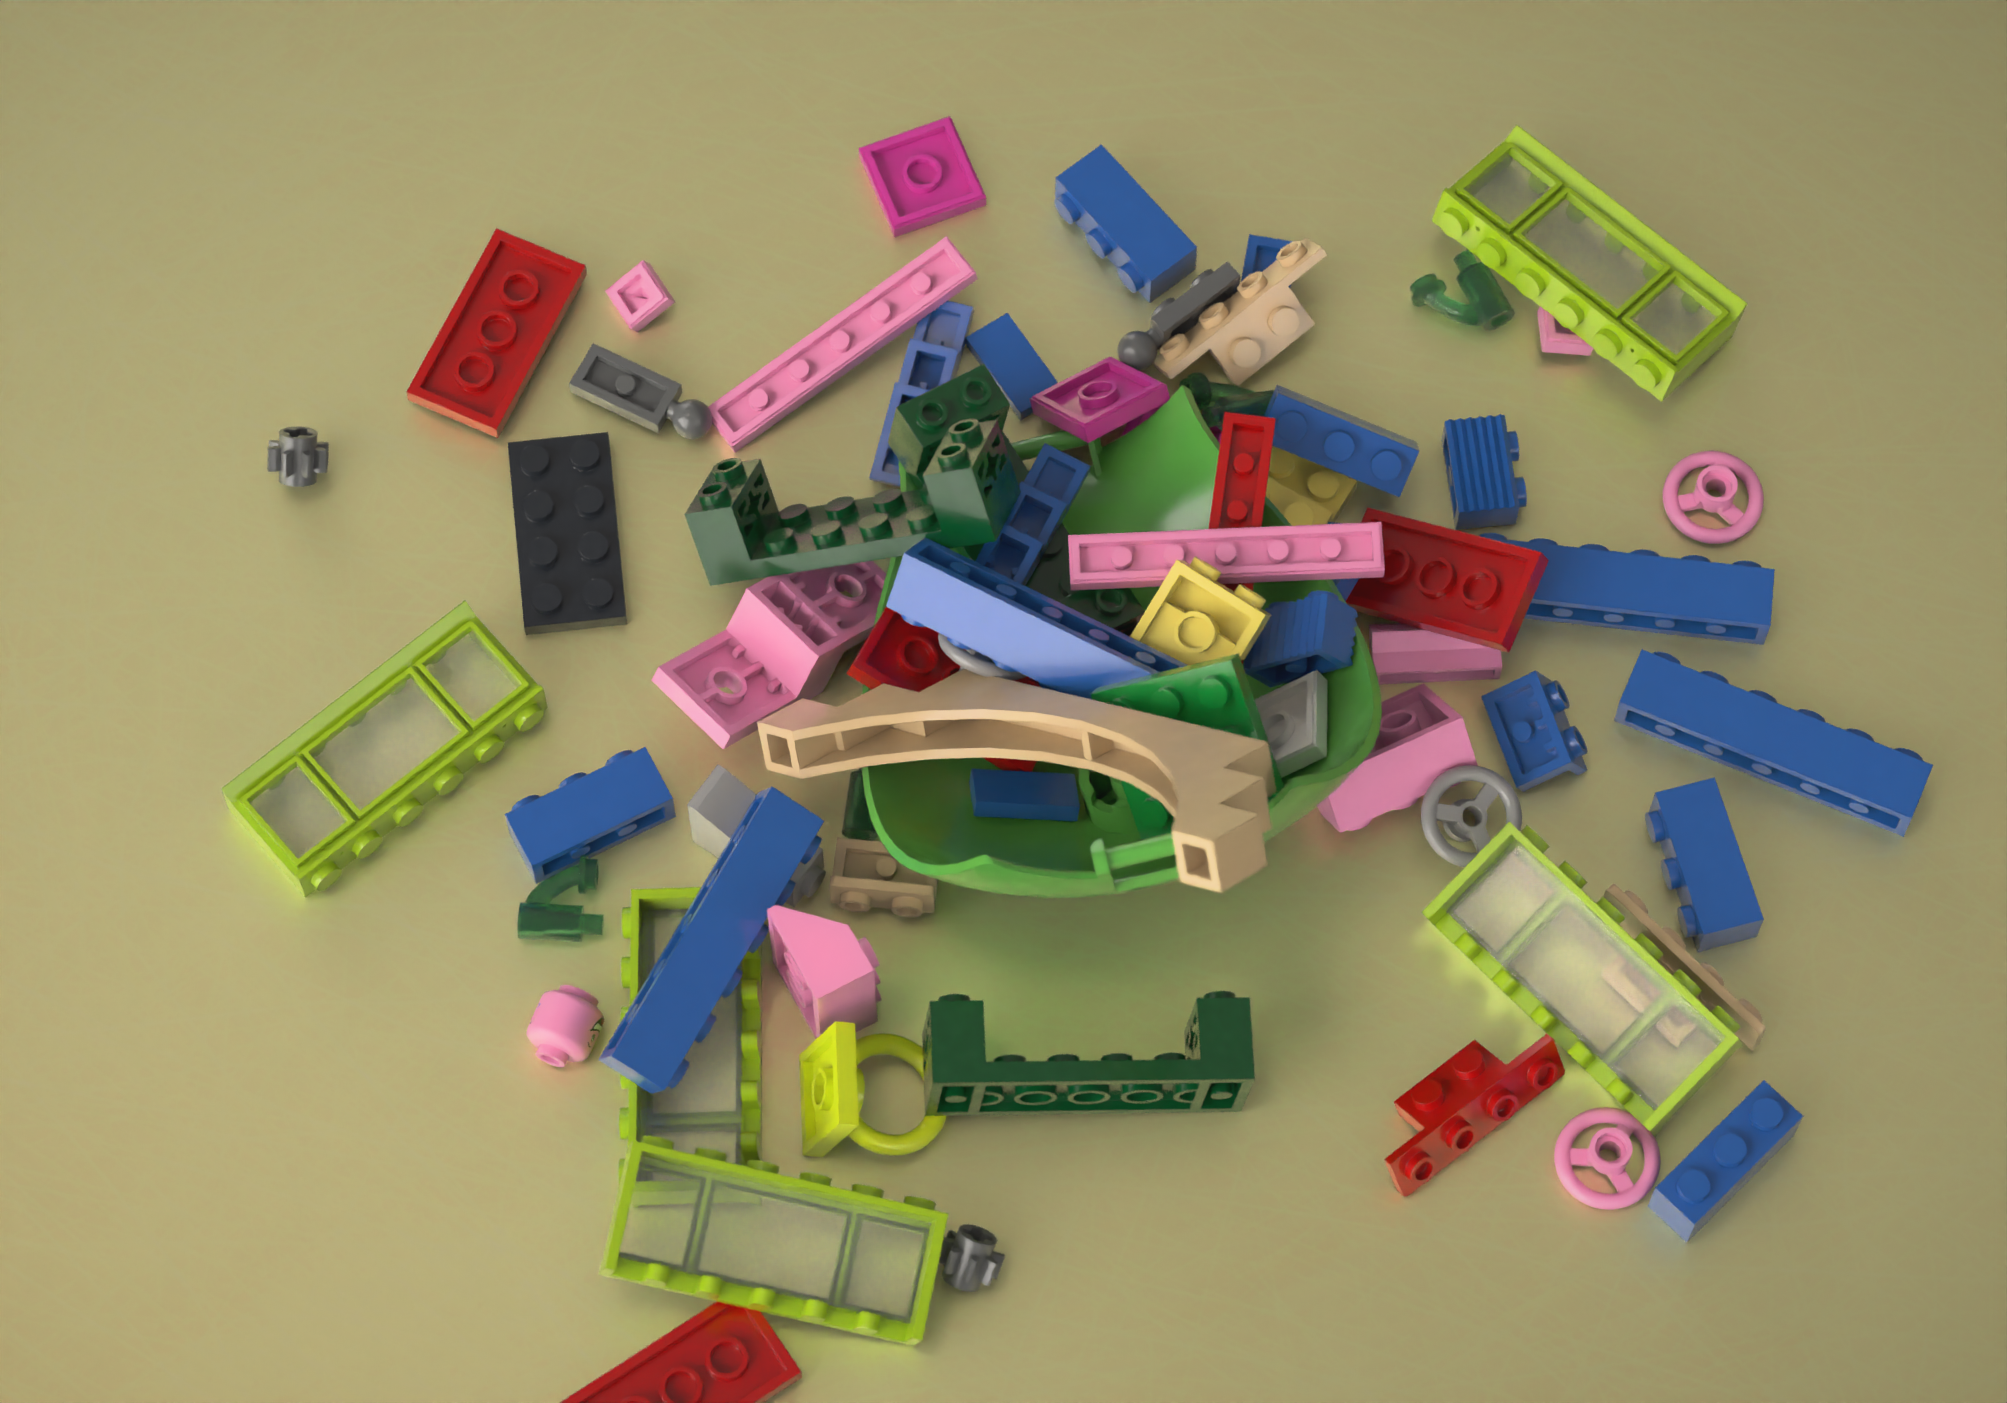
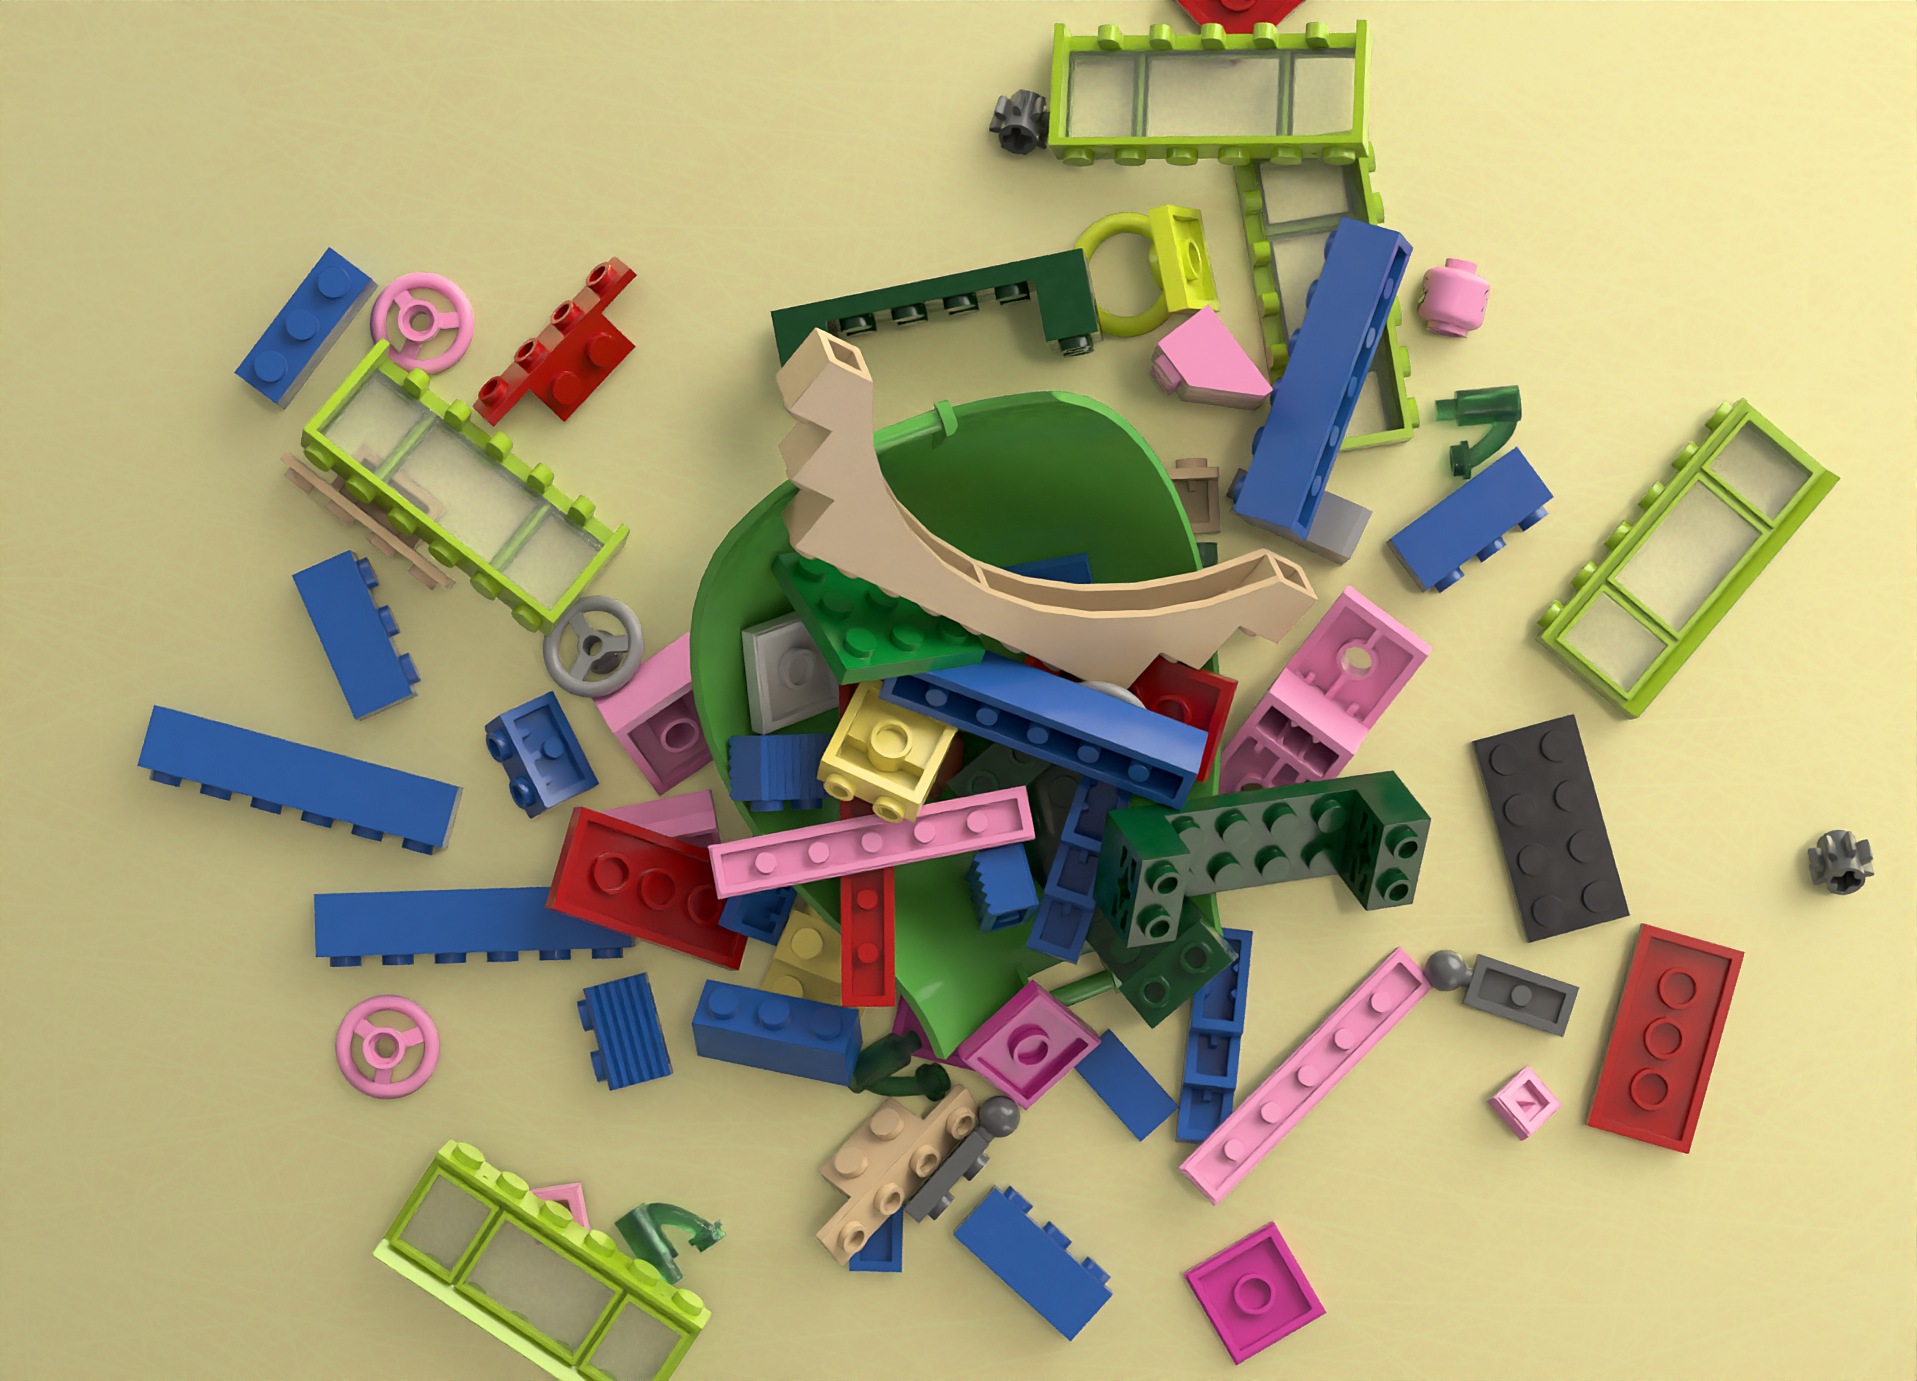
camera: 170 degrees right, 20 degrees up
(1104, 506) = (1002, 887): none -> blue brick

